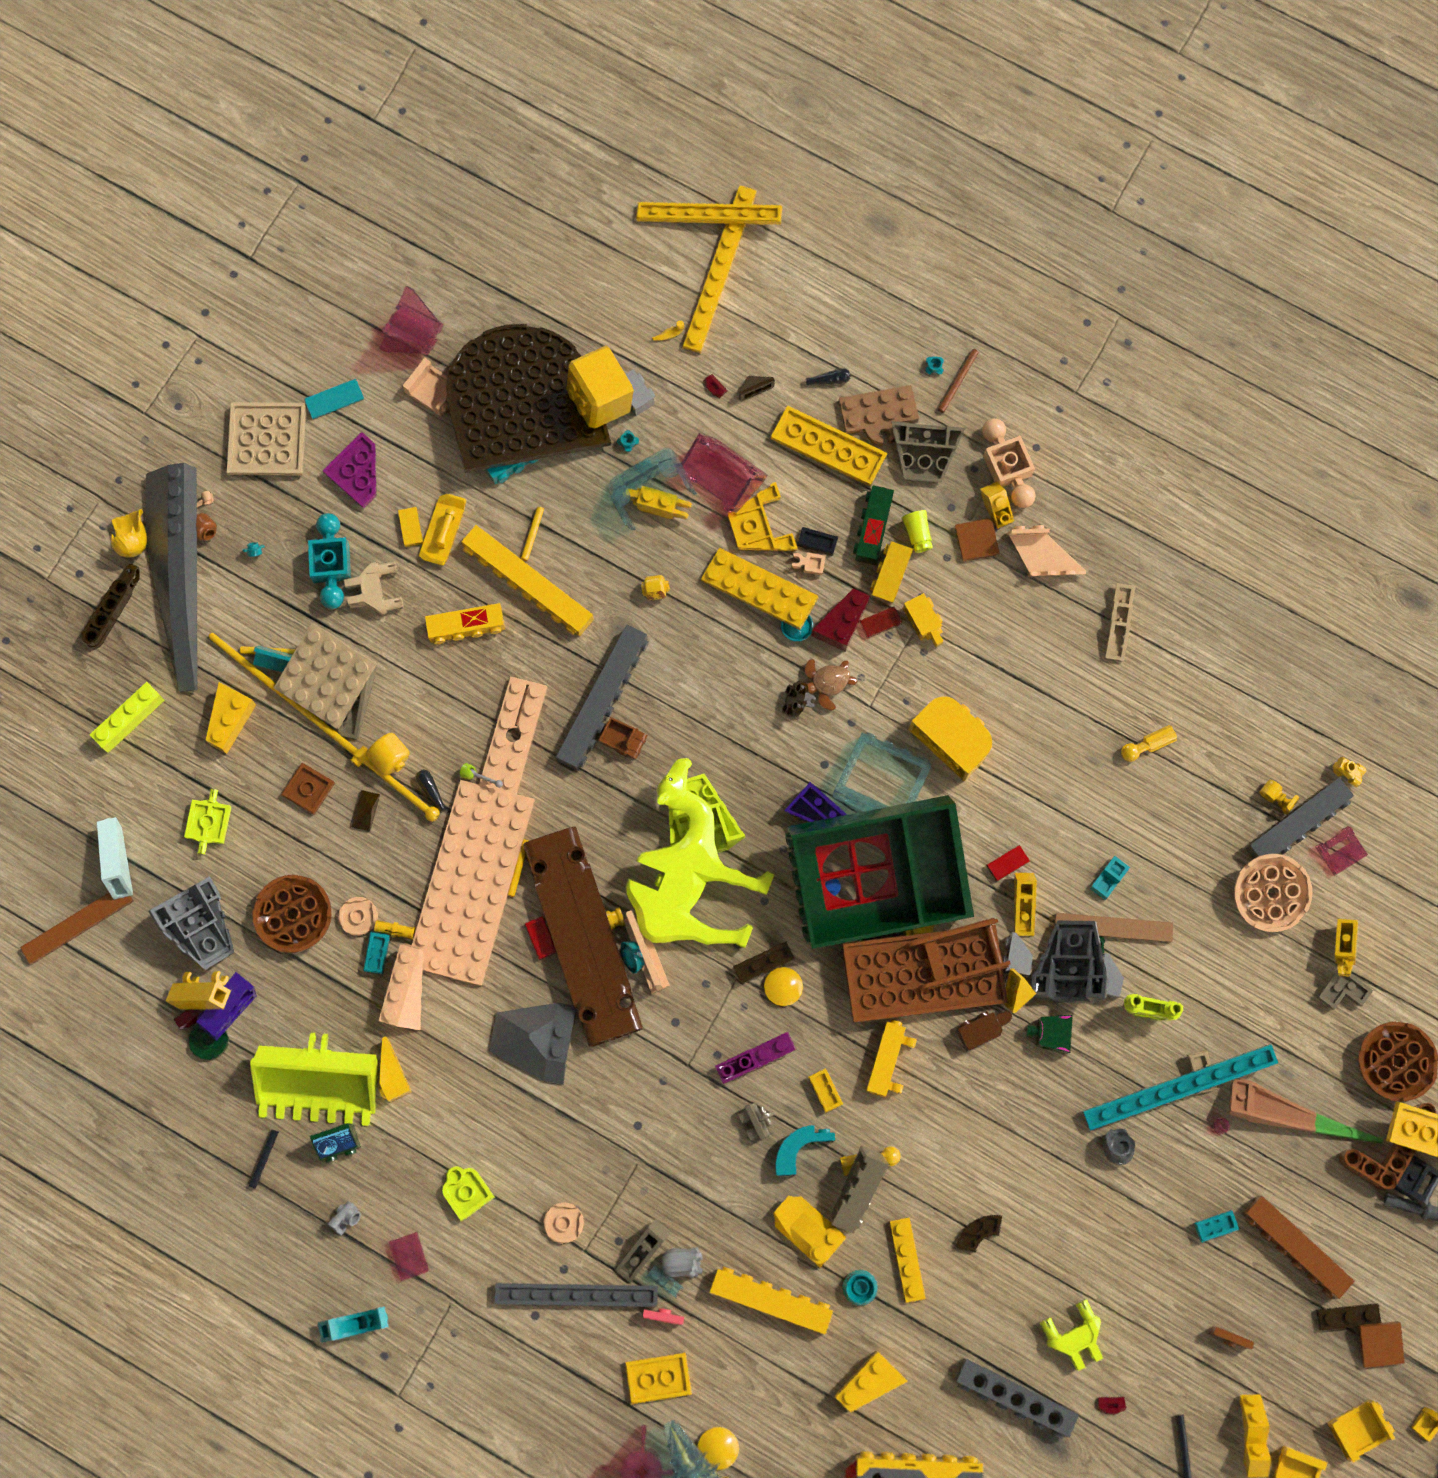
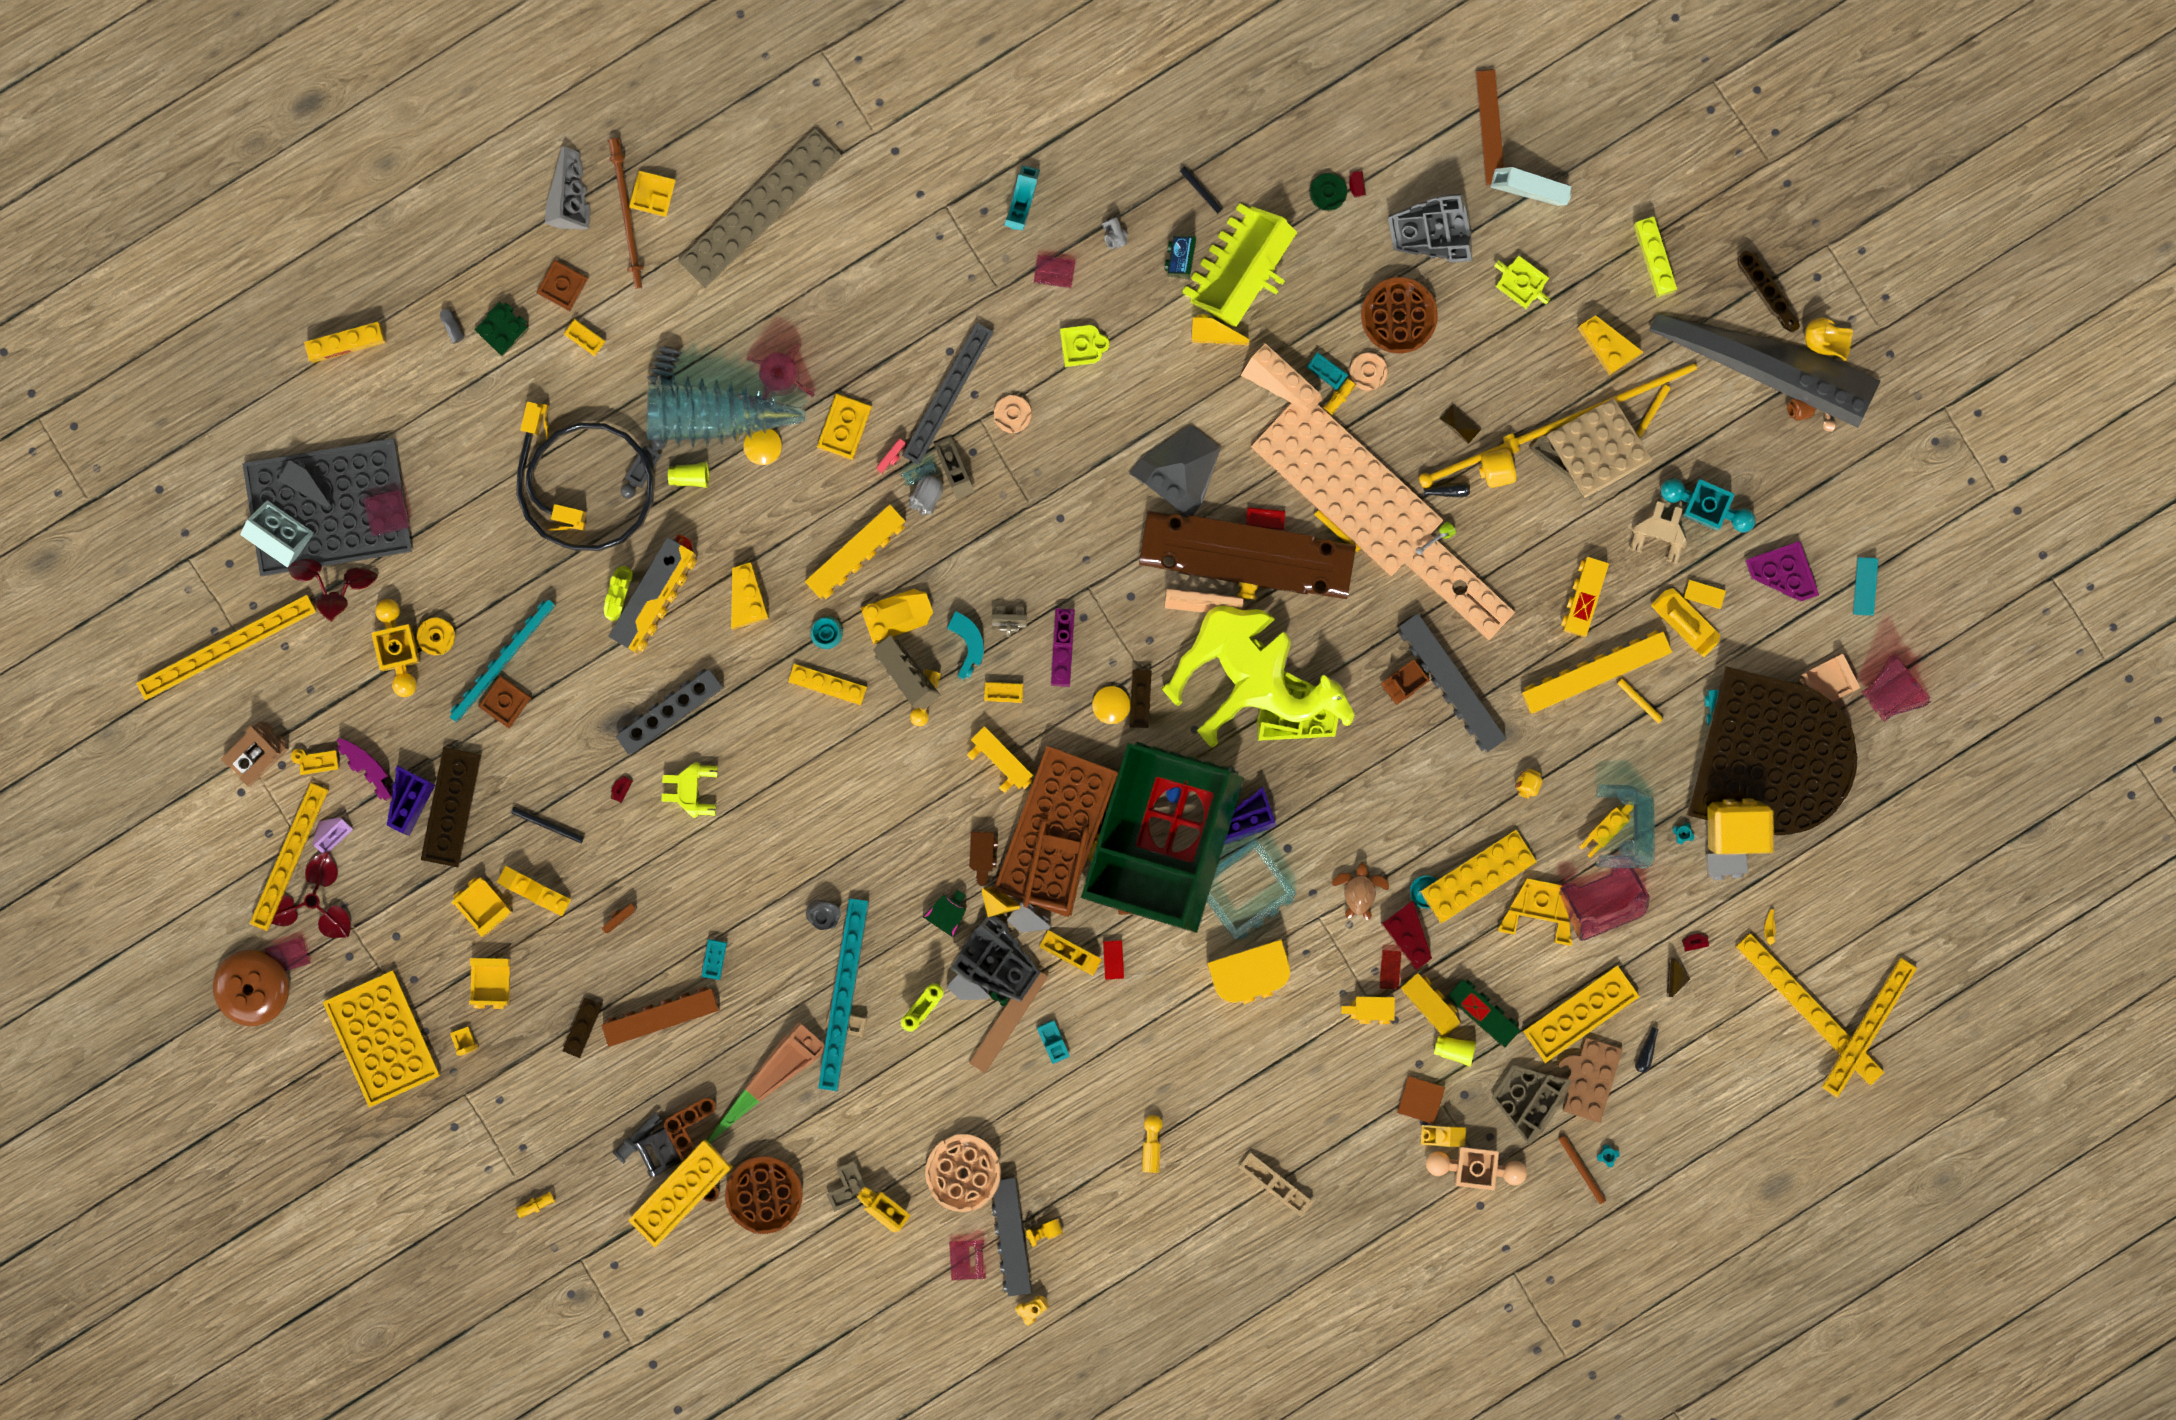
camera: 120 degrees right, 10 degrees up
(199, 995) = (1367, 201): yellow brick -> none
(217, 1021) = (1346, 220): dark purple wedge -> none
(253, 549) = (1756, 443): teal plate -> none
(266, 438) = (1858, 506): tan plate -> none
(271, 658) = (1642, 410): teal panel -> none
(308, 788) = (1506, 383): dark orange tile -> none
(632, 956) = (1206, 587): teal hat -> none
(797, 699) = (1357, 853): dark brown plate -> none
(813, 563) = (1476, 937): light nougat plate -> none
(817, 541) = (1496, 954): black tile -> none
(978, 1231) = (818, 756): dark brown tile -> none
(1042, 554) = (1374, 1149): light nougat piece -> none
(1218, 1127) = (793, 1009): clear pink hinge -> none
(1381, 1344) = (546, 1040): dark orange tile -> none

